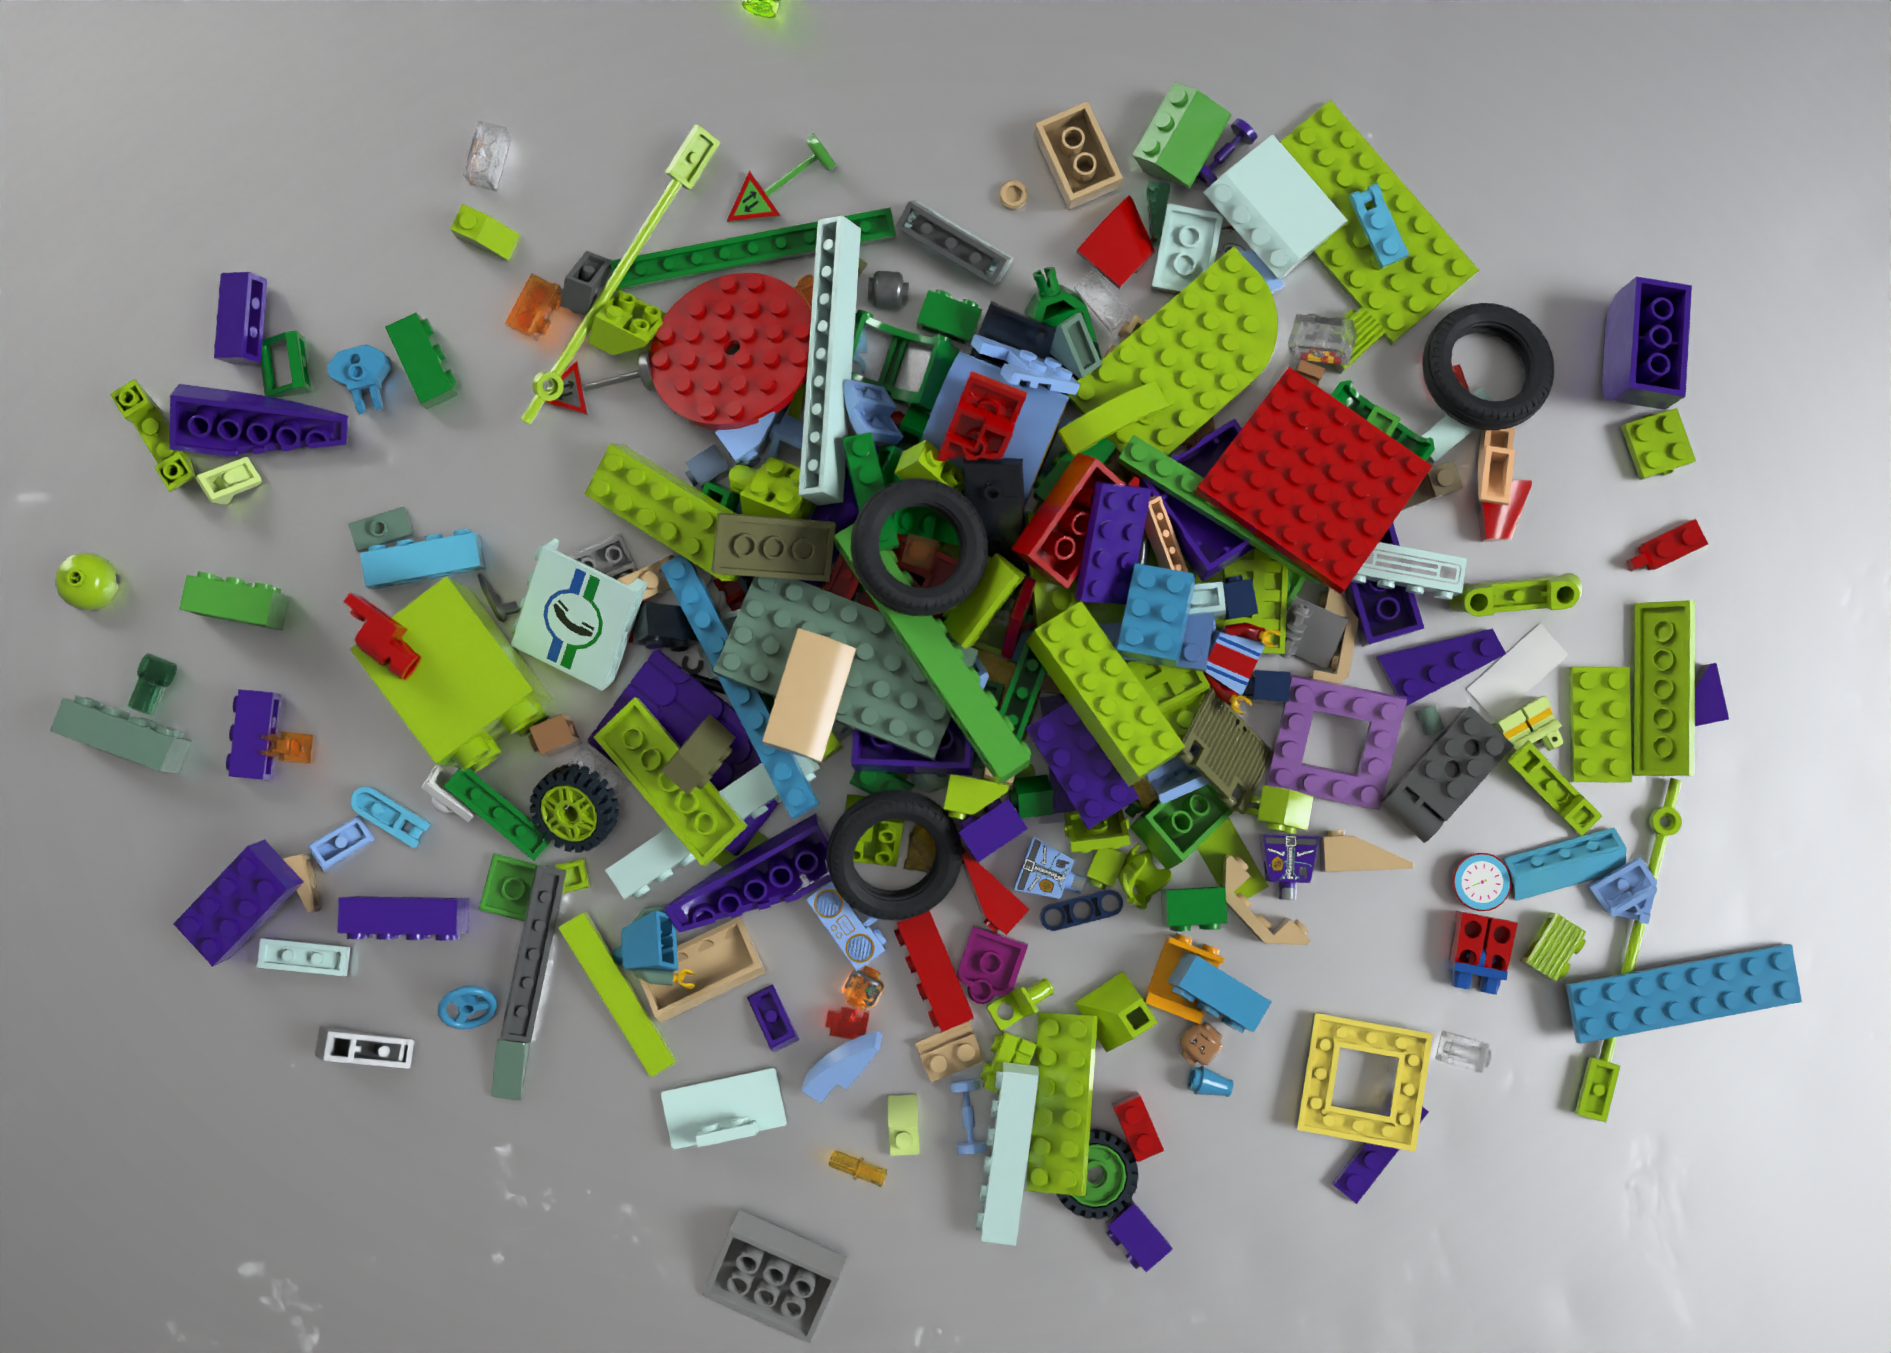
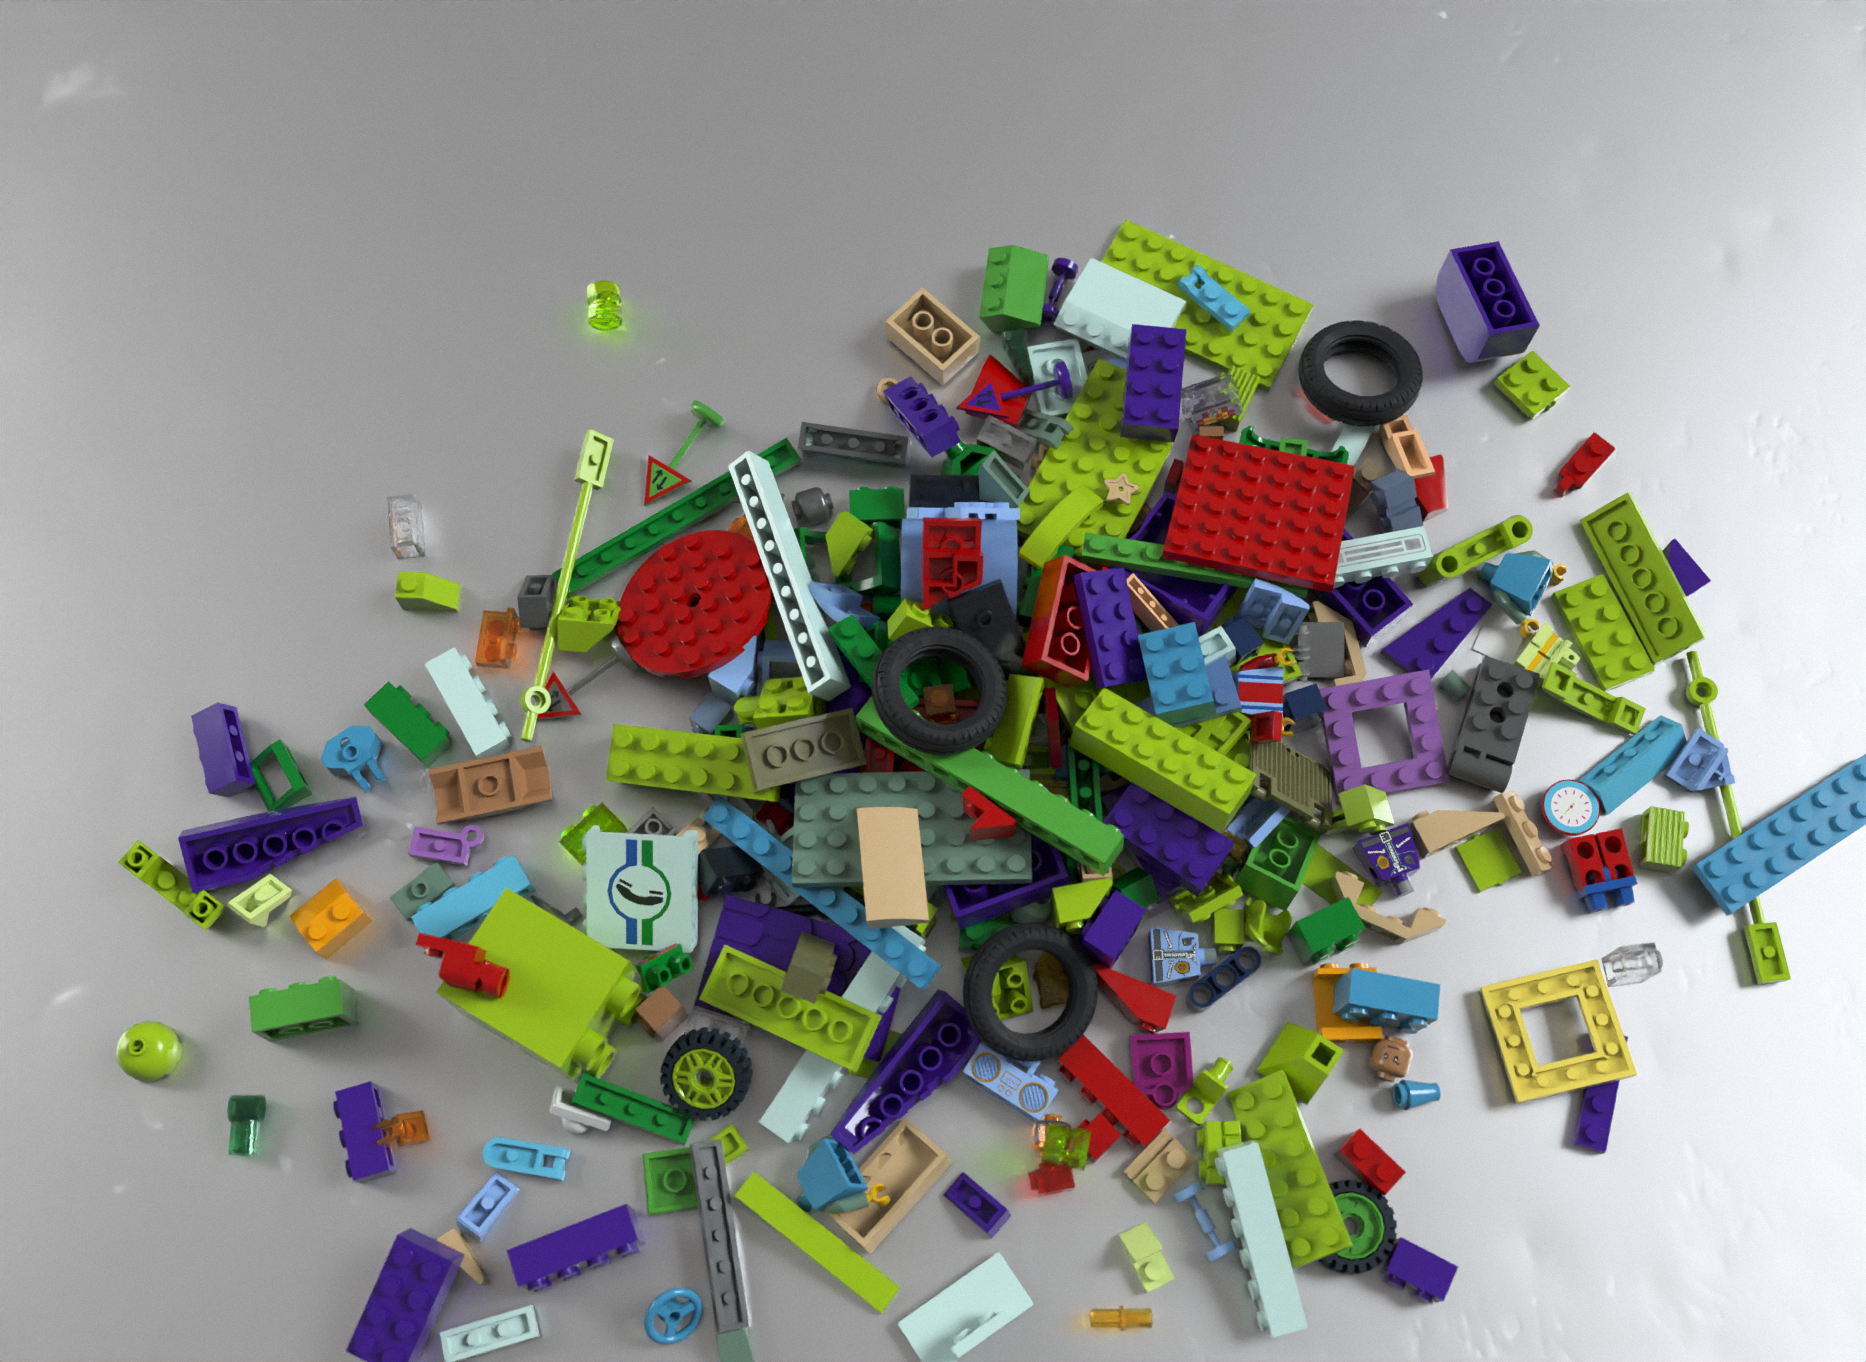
camera: 20 degrees left, 15 degrees down
(121, 735) = (231, 1182): sand green brick -> none
(287, 521) = (330, 919): none -> light orange slope
(415, 494) = (443, 845): none -> medium lavender hinge
(478, 453) = (491, 785): none -> medium nougat piece
(484, 363) = (468, 705): none -> light aqua brick
(563, 527) = (594, 815): none -> clear neon green brick
(570, 696) = (663, 967): none -> green hips
(841, 1066) = (1064, 1219): light blue slope -> none
(860, 999) = (1055, 1146): none -> clear neon green wheel
(900, 344) = (844, 542): none -> lime slope
(901, 1004) = (1102, 1136): none -> red brick
(918, 691) = (992, 821): none -> red slope
(1029, 242) = (922, 416): none -> dark purple brick
(1102, 251) = (989, 401): none -> dark purple piece
(1144, 300) = (1044, 427): none -> sand green plate
(1181, 403) = (1120, 496): none -> tan plate
(1221, 698) = (1267, 727): none -> red plate
(1254, 400) = (1174, 476): none -> red tile
(1271, 301) = (1153, 383): none -> dark purple brick
(1282, 583) = (1273, 610): none -> light blue slope
(1381, 898) = (1488, 860): none -> lime piece
(1425, 888) = (1524, 833): none -> tan plate
(1458, 518) = (1395, 502): none -> sand blue brick
(1542, 646) = (1520, 584): none -> dark azure torso

